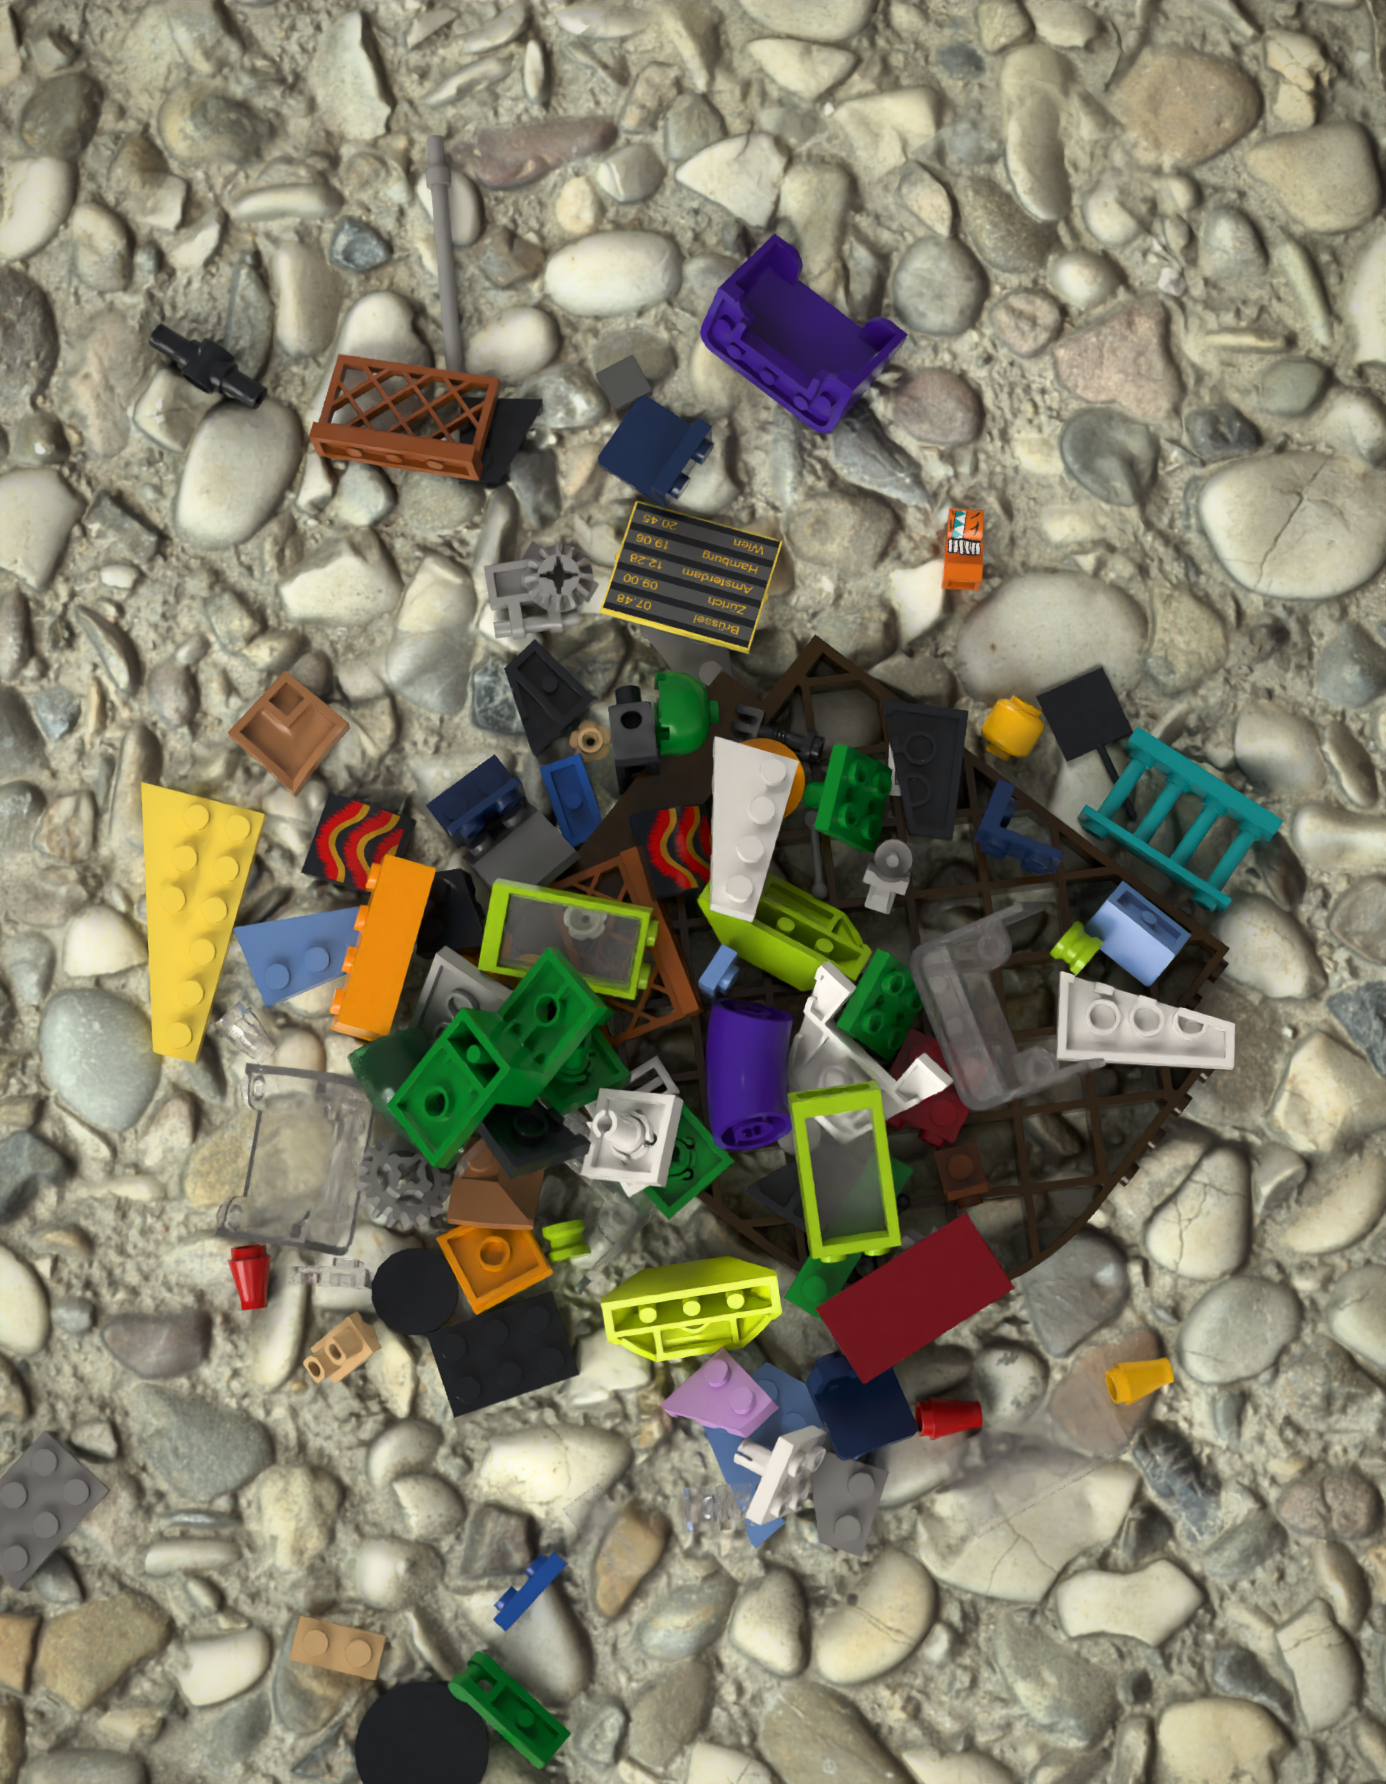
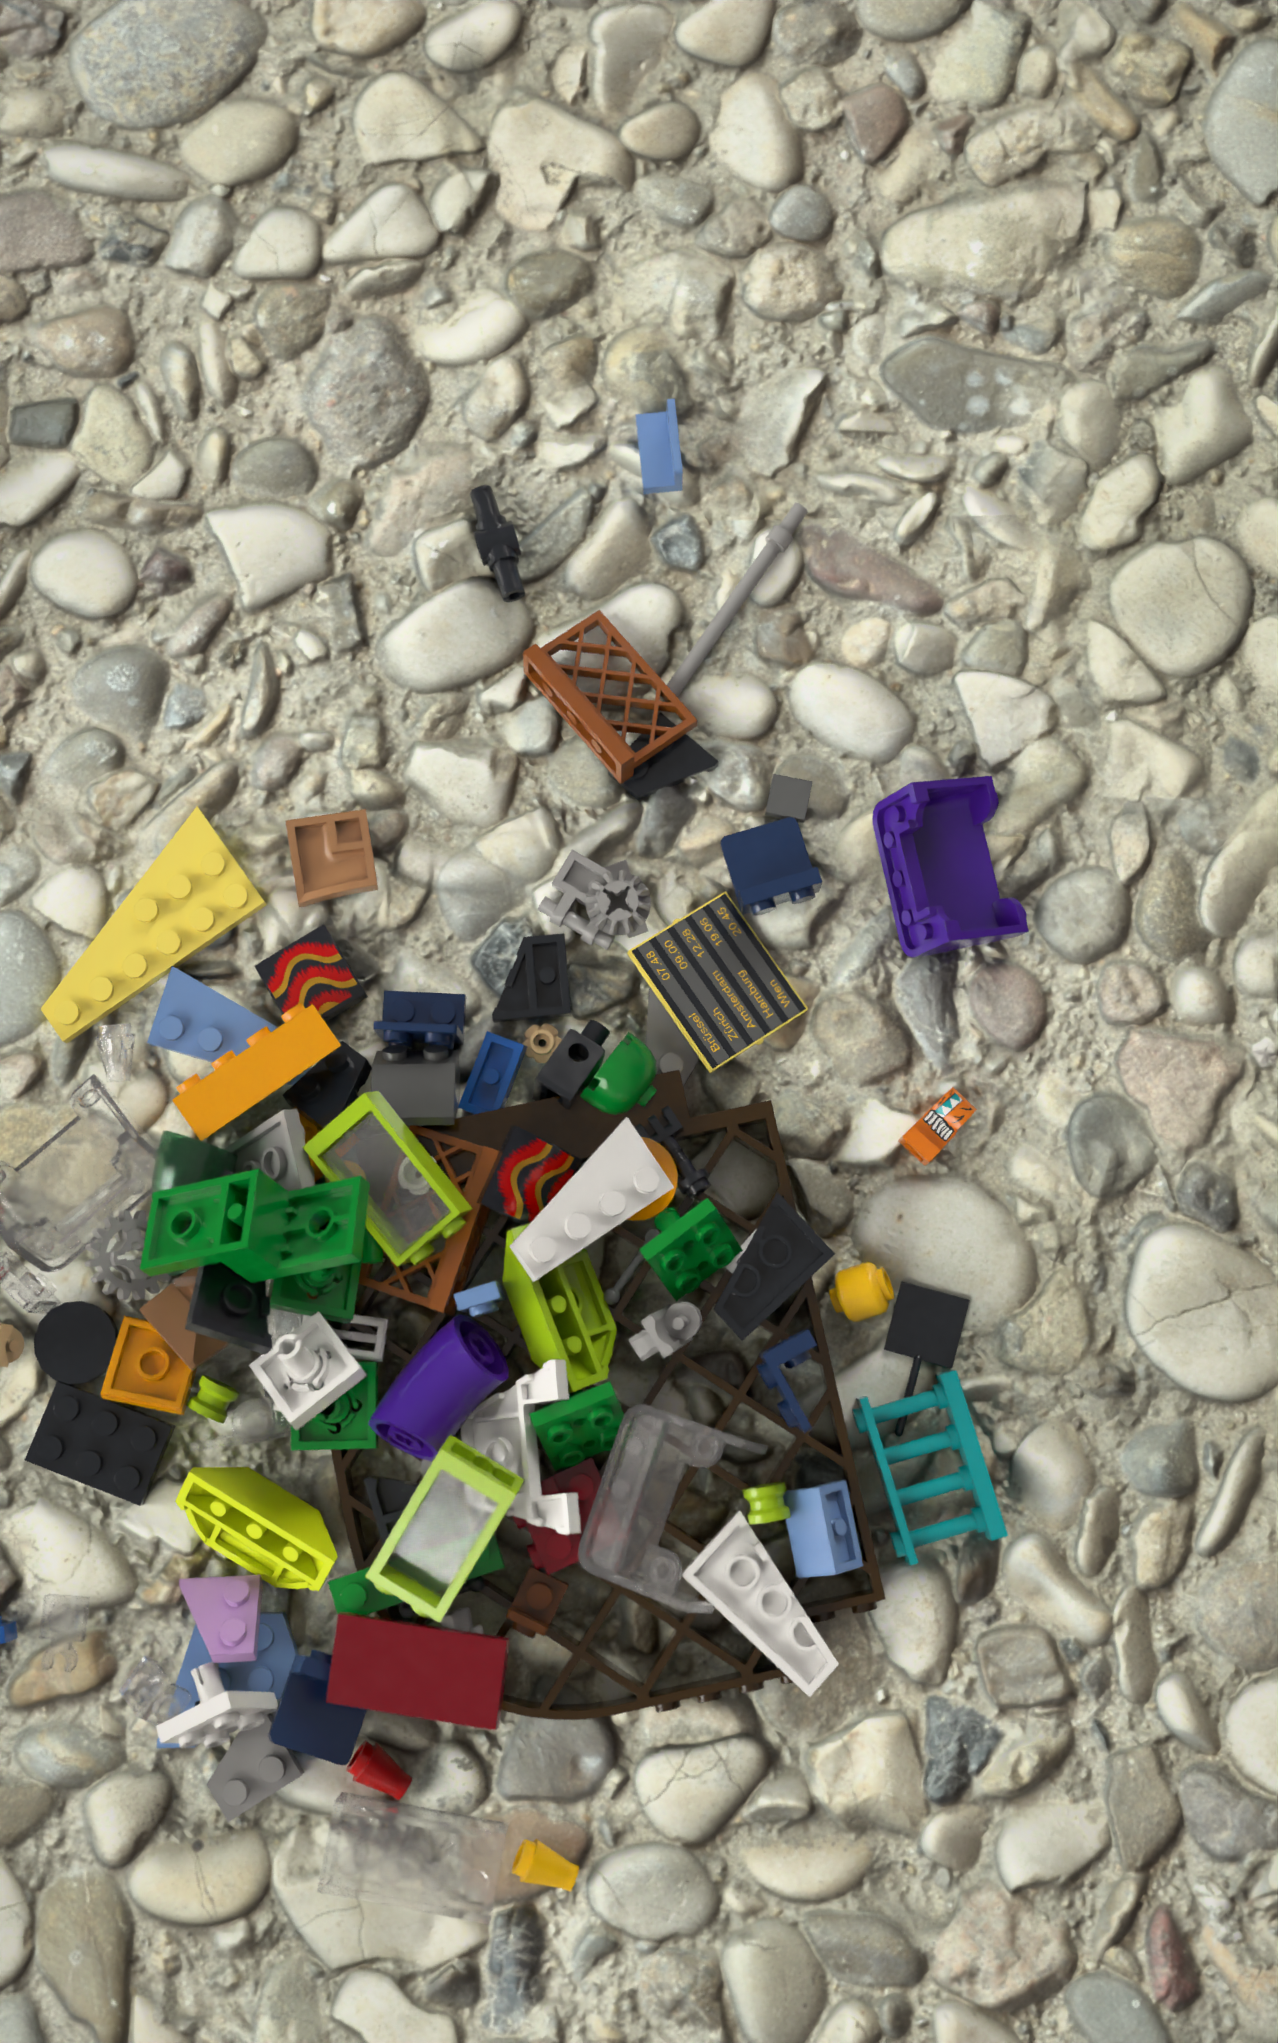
camera: 40 degrees right, 0 degrees up
(278, 181) = (660, 450): none -> medium blue panel

